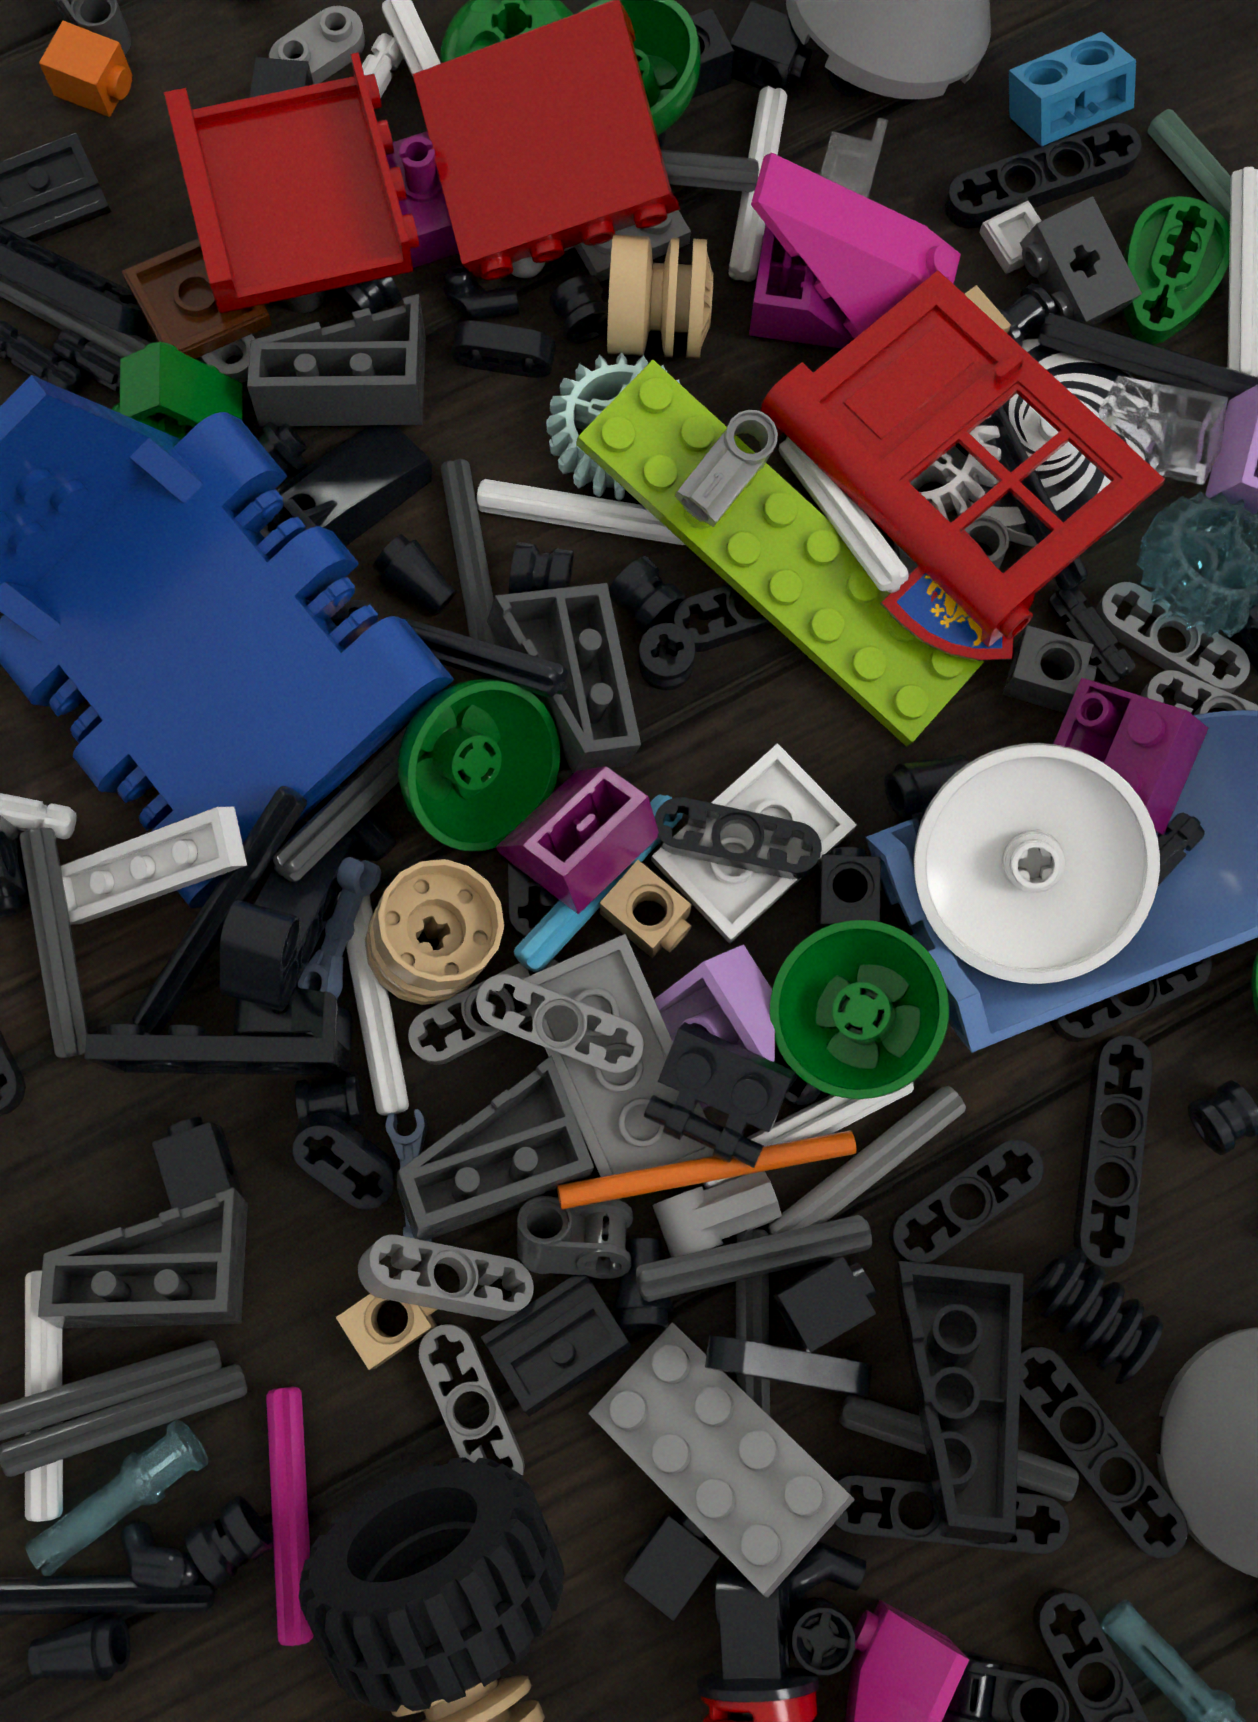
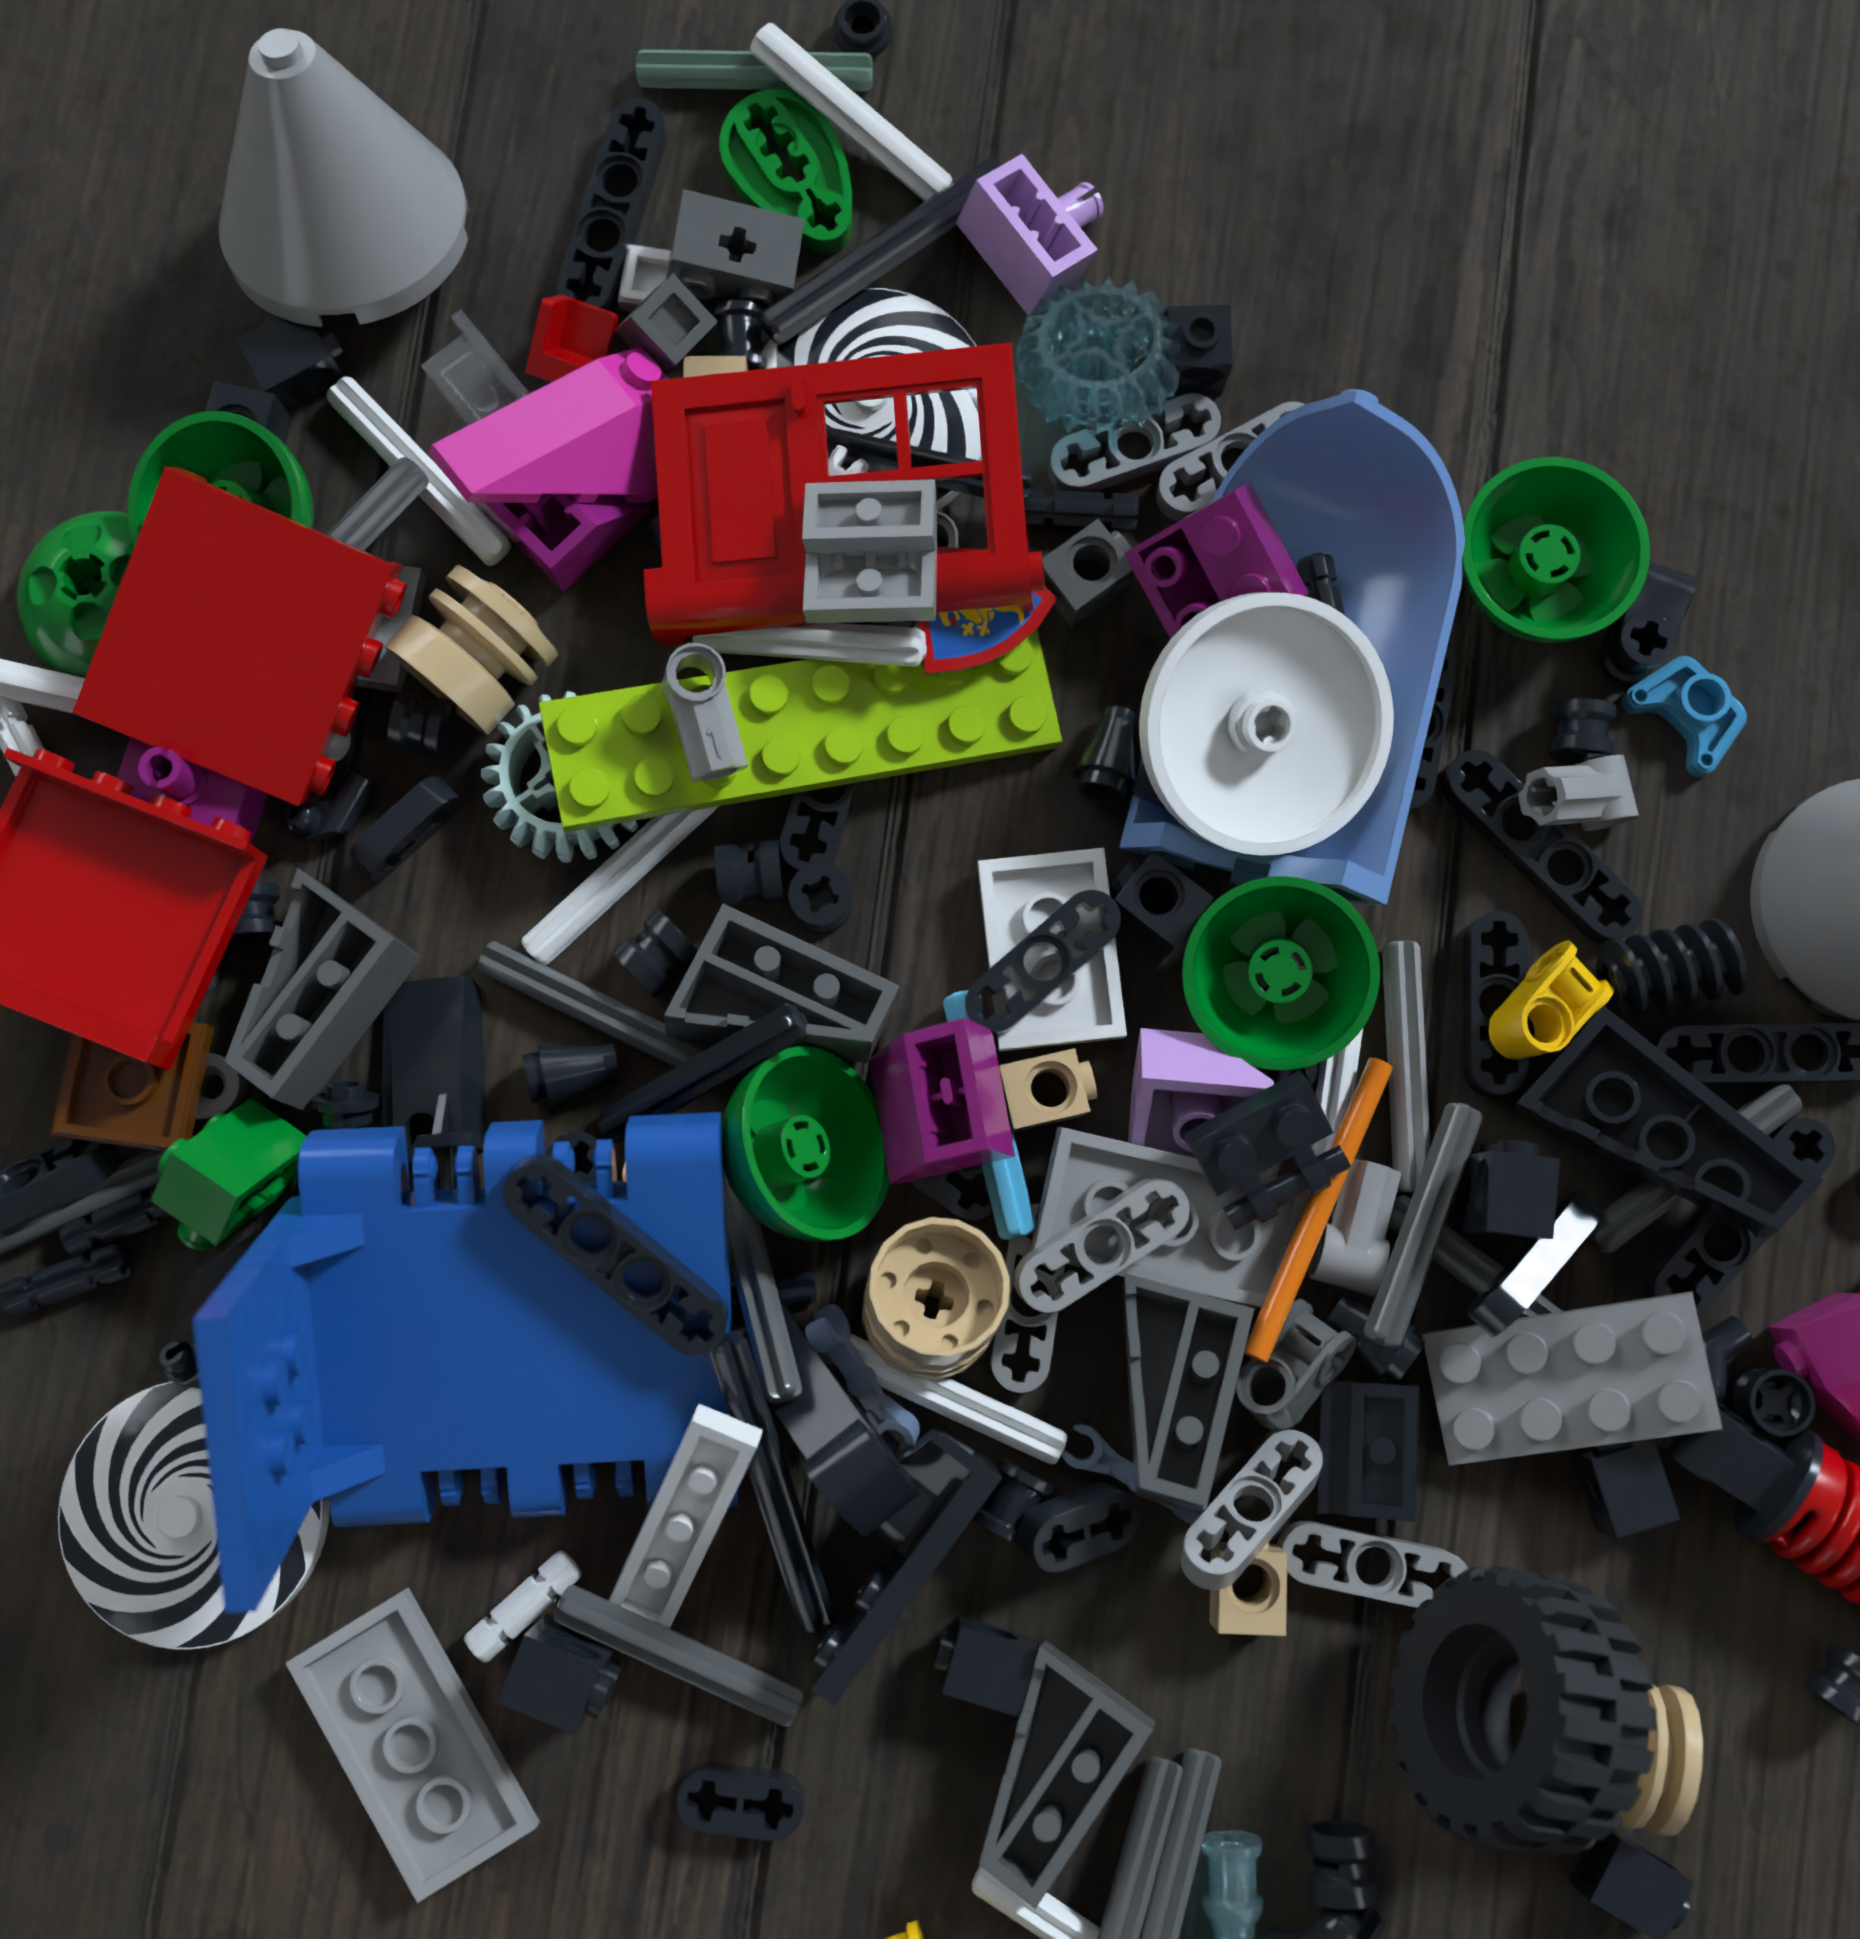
camera: 55 degrees left, 5 degrees up
(286, 673) = (607, 1264): none -> black beam
(288, 1510) = (1352, 1792): dark pink axle -> none
(931, 200) = (569, 337): none -> red panel
(934, 494) = (870, 551): none -> light grey slope
(989, 258) = (667, 323): none -> dark grey brick
(1002, 1236) = (1556, 997): none -> yellow piece
(1072, 88) = (553, 121): dark azure brick -> none
(1170, 424) = (945, 295): clear arch -> none
(1183, 1157) = (1588, 793): none -> light grey piece

